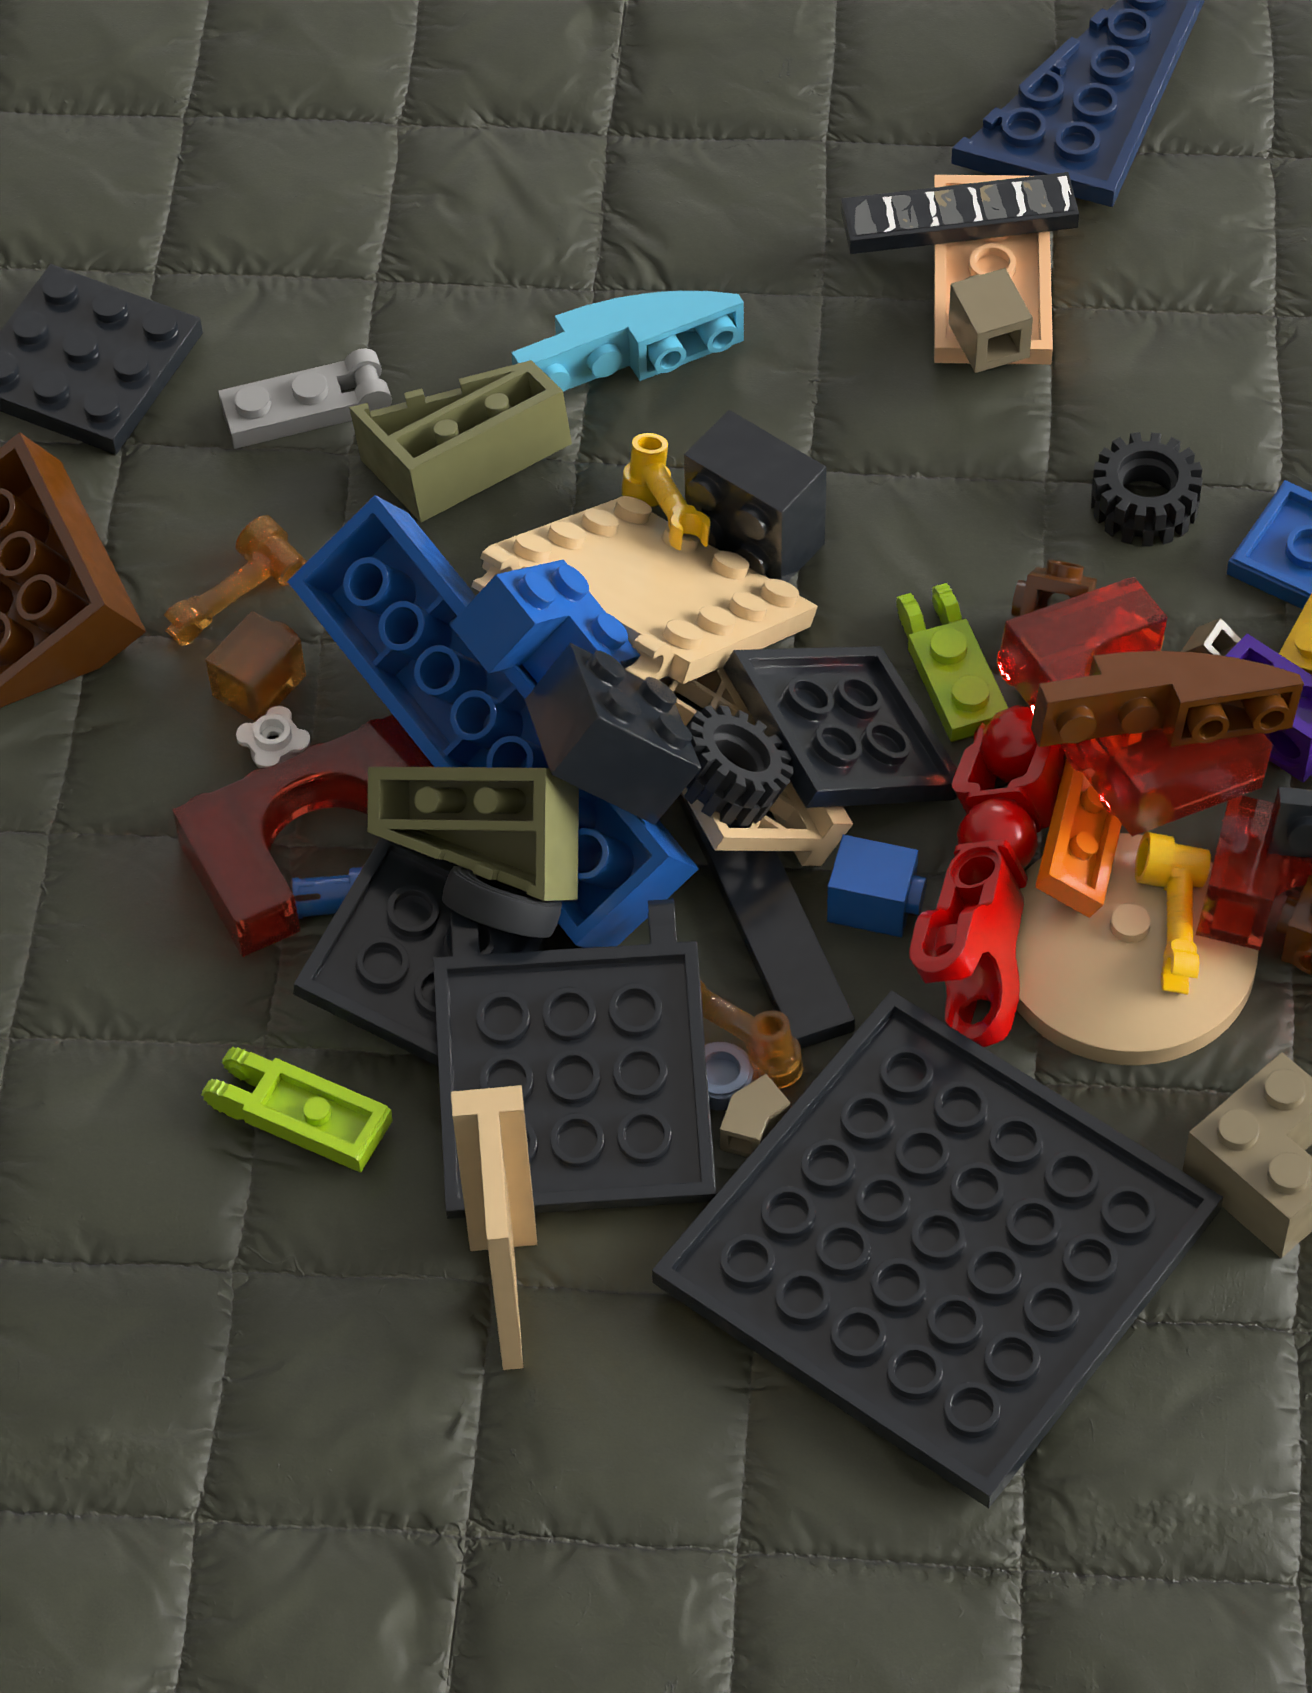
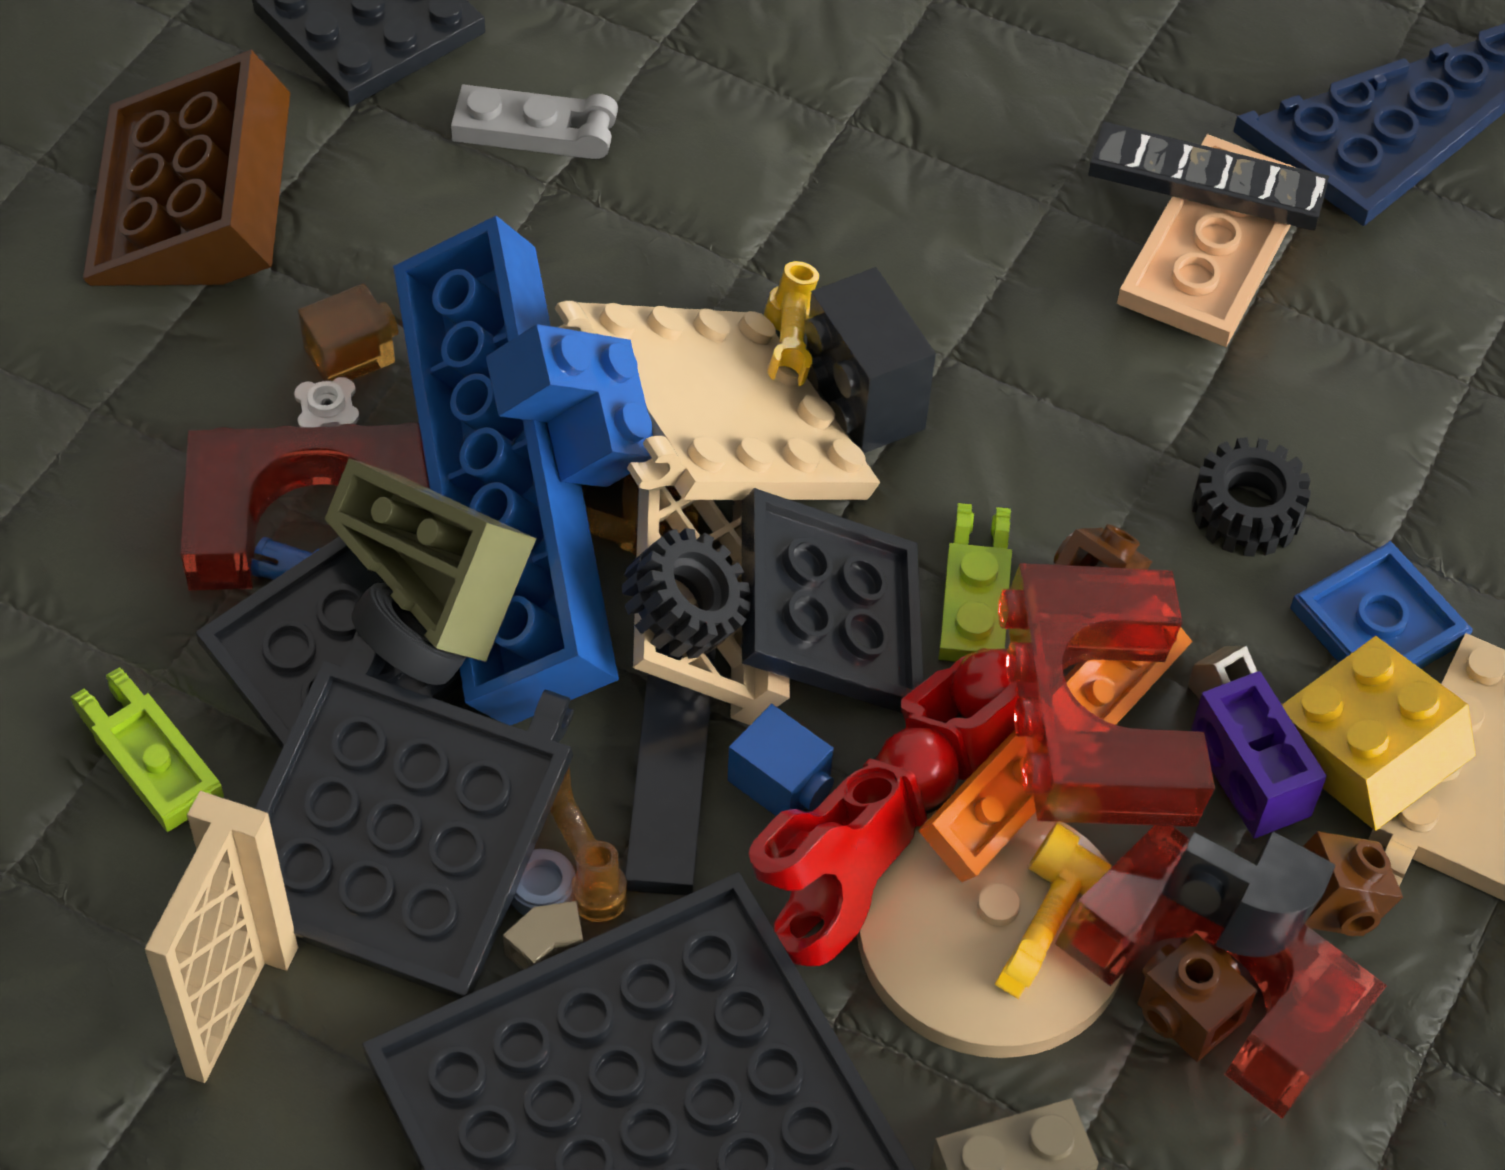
camera: 20 degrees right, 0 degrees up
(267, 553) = (417, 230): clear orange brick -> none
(462, 439) = (645, 206): olive wedge -> none
(613, 733) = (578, 517): black brick -> none
(639, 331) = (861, 172): medium azure slope -> none
(990, 320) = (1179, 282): dark tan brick -> none
(1181, 692) = (1145, 701): reddish brown slope -> none

